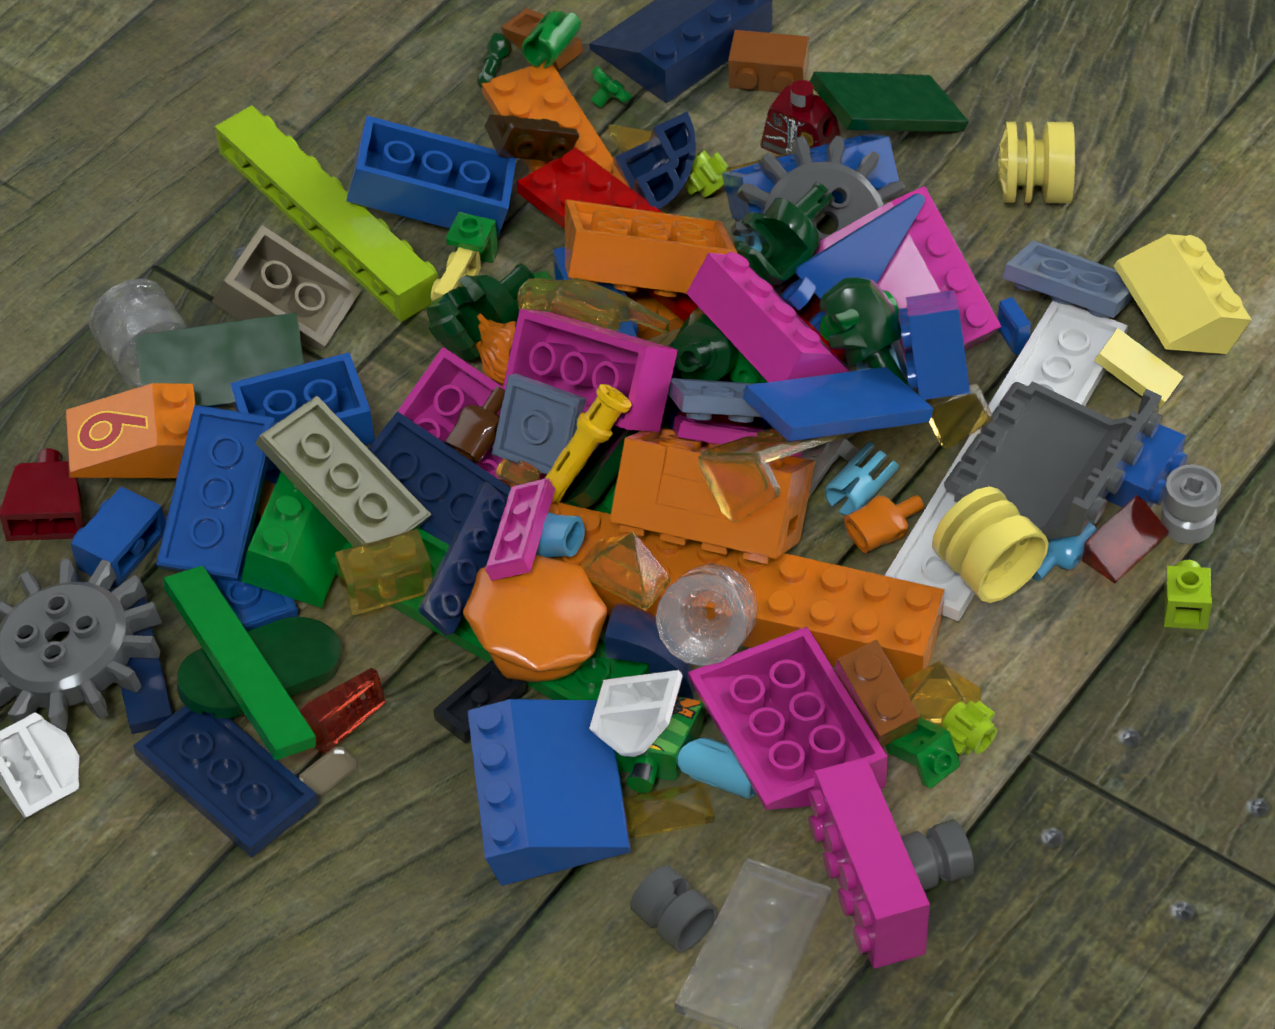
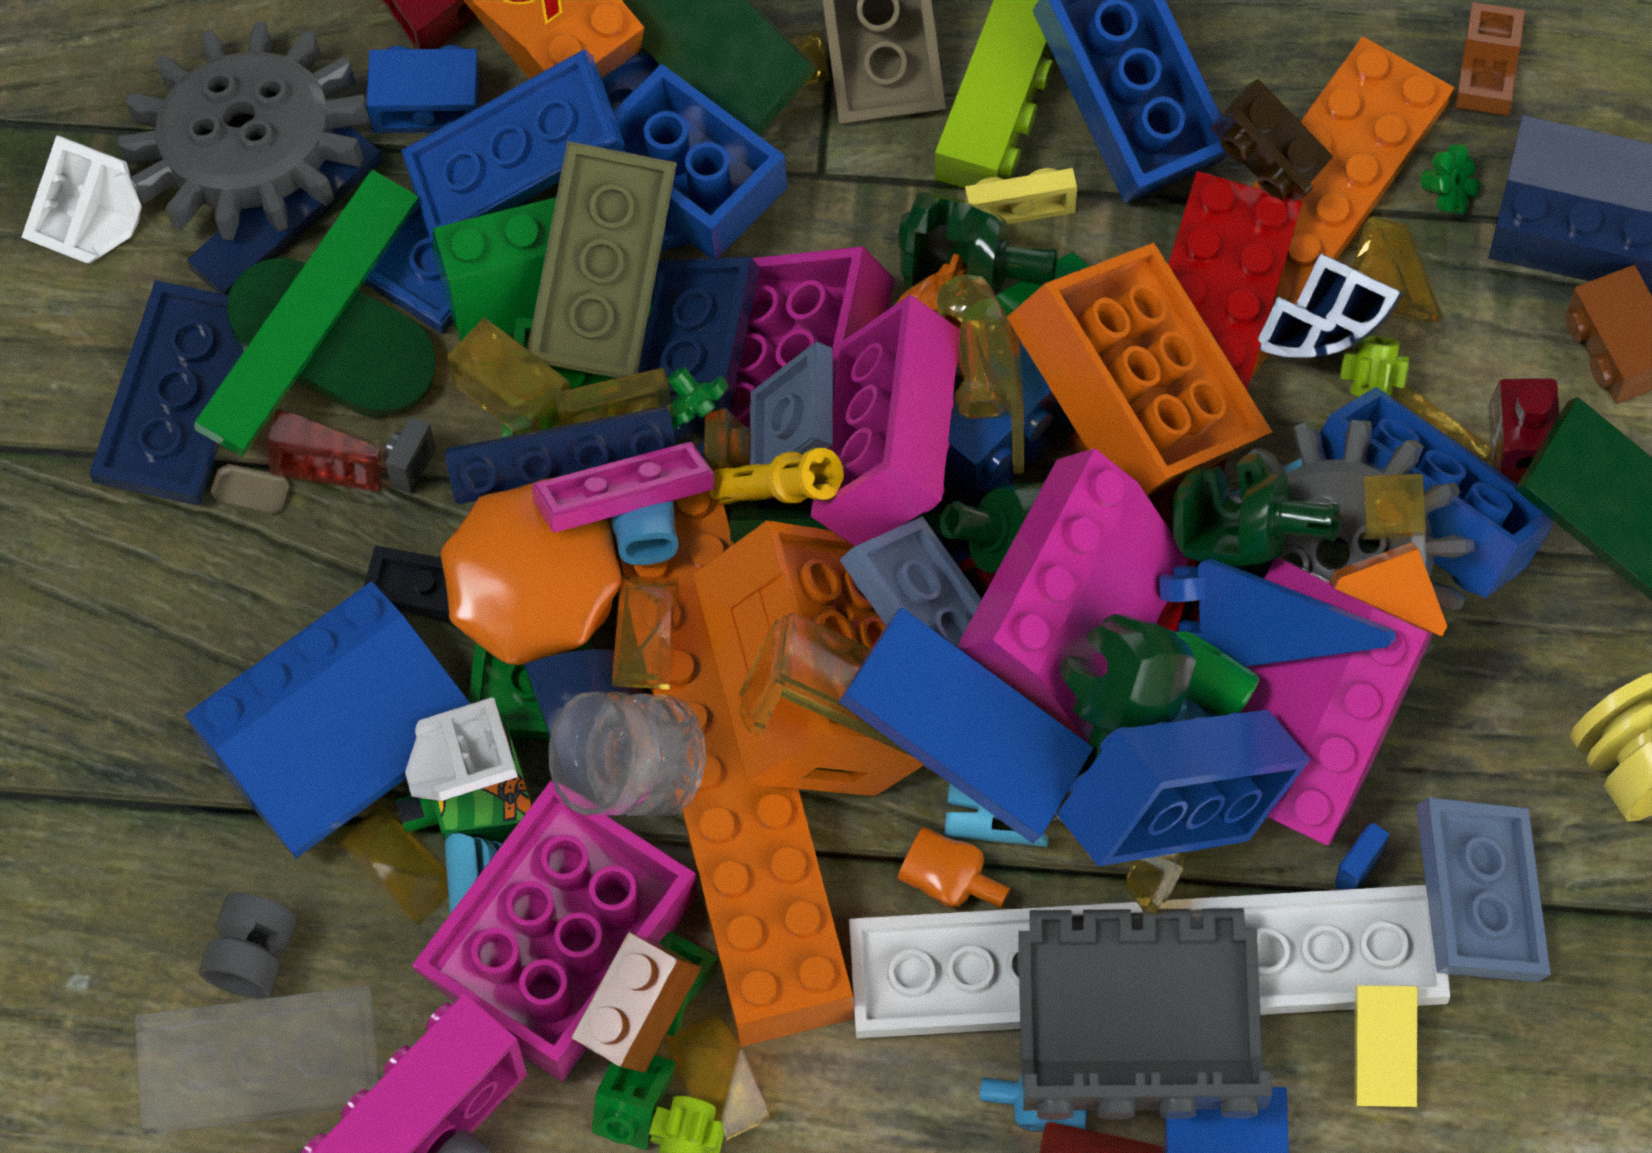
camera: 60 degrees right, 15 degrees up
(379, 657) = (409, 454): none -> dark grey plate
(446, 519) = (613, 397): none -> clear yellow plate
(474, 234) = (1085, 174): green bracket -> none
(477, 427) = (762, 352): reddish brown piece -> none
(481, 471) = (693, 396): none -> green plant
(497, 48) = (1437, 20): dark green piece -> none
(550, 38) = (1471, 67): green arm -> none
(833, 163) = (1394, 506): none -> clear yellow plate
(875, 187) = (1396, 584): none -> orange slope
(990, 544) = (936, 1012): light yellow wheel -> none
(1184, 295) = (1535, 1037): light yellow slope -> none

